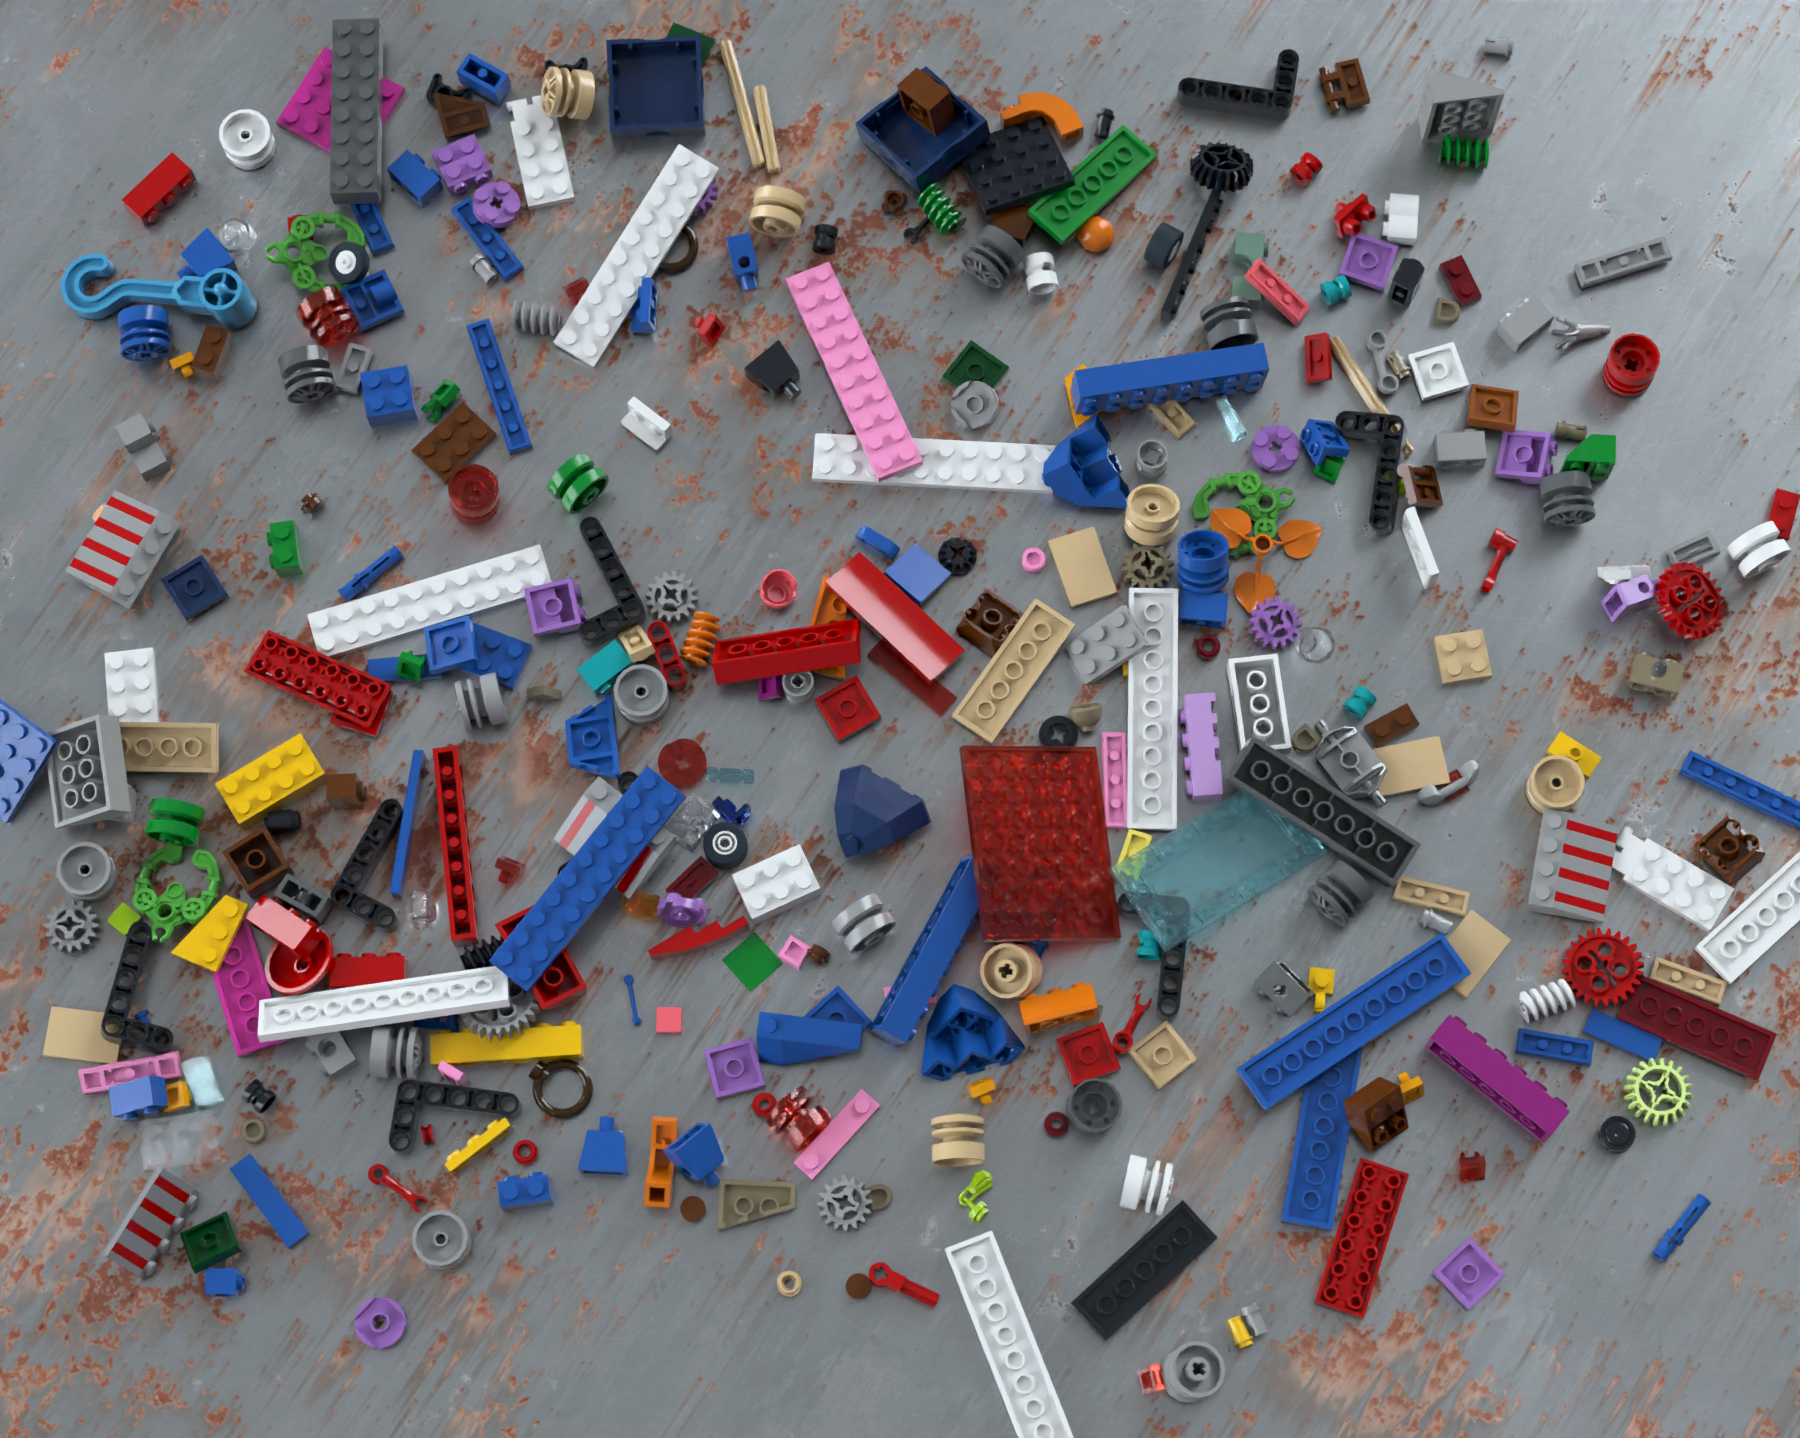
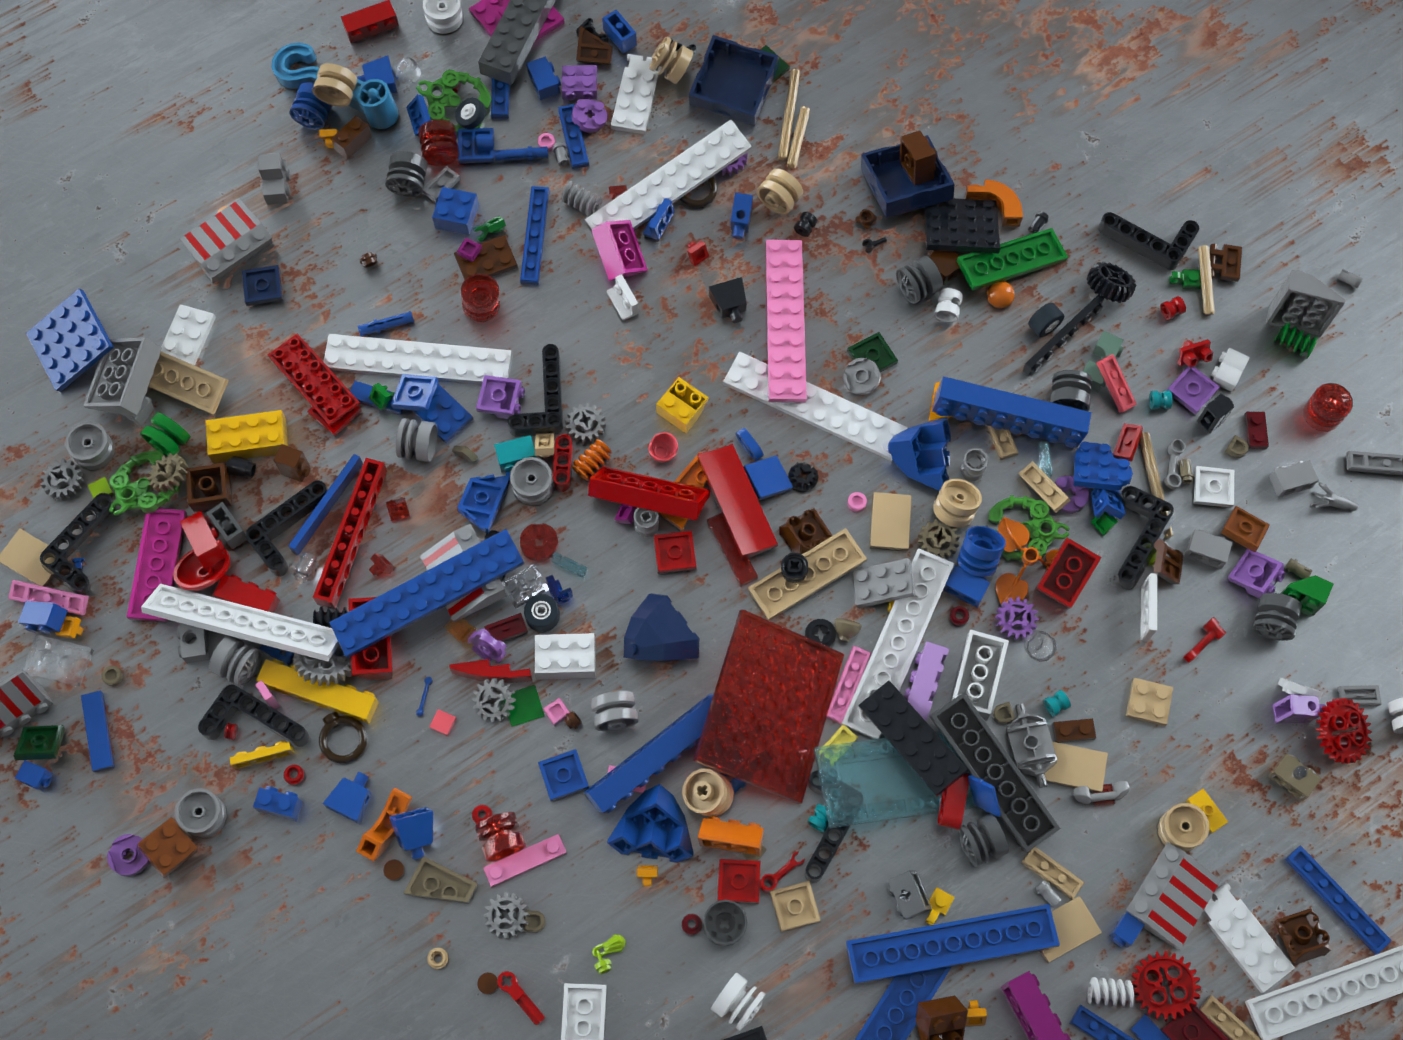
camera: 20 degrees right, 5 degrees down
(169, 298) = (334, 85): none -> tan wheel
(202, 1082) = (93, 625): clear light blue slope -> none
(207, 854) = (167, 472): none -> dark tan gear
(213, 935) = (152, 525): yellow wing -> none
(258, 1096) = (126, 651): black wheel -> none
(284, 290) = (418, 113): none -> blue bracket
(286, 549) = (335, 283): green brick -> none
(394, 1185) = (189, 759): red brick -> none
(424, 1294) = (167, 847): none -> dark orange brick
(430, 439) = (469, 249): none -> magenta tile
(437, 287) = (525, 153): none -> blue pin
(457, 260) = (546, 140): none -> bright pink tile
(496, 793) = (398, 509): none -> clear red tile
(578, 483) = (555, 318): green wheel -> none
(614, 365) = (619, 249): none -> dark pink slope
(710, 962) = (490, 692): none -> light grey gear
(734, 1068) = (472, 778): medium lavender plate -> none
(777, 528) = (681, 405): none -> yellow slope
(796, 1039) = (528, 776): blue wedge -> none
(939, 211) = (896, 235): green piece -> none
(957, 1136) = (610, 905): tan wheel -> none
(996, 670) = (794, 567): none -> black wheel
(1216, 811) = (913, 738): none -> black plate
(1243, 453) = (1044, 487): none -> tan plate
(1289, 861) = (953, 804): none -> red beam
(1297, 405) = (1099, 469): none -> blue plate
(1310, 122) = (1188, 278): none -> green plate
(1312, 546) = (1068, 573): none -> red brick
(1322, 843) = (984, 795): none -> blue piece
(1331, 117) = (1206, 280): none -> tan axle
(1527, 232) = (1328, 407): none -> clear red wheel
(1537, 926) = (1126, 930): none -> blue brick
(1631, 365) = (1364, 538): red wheel -> none

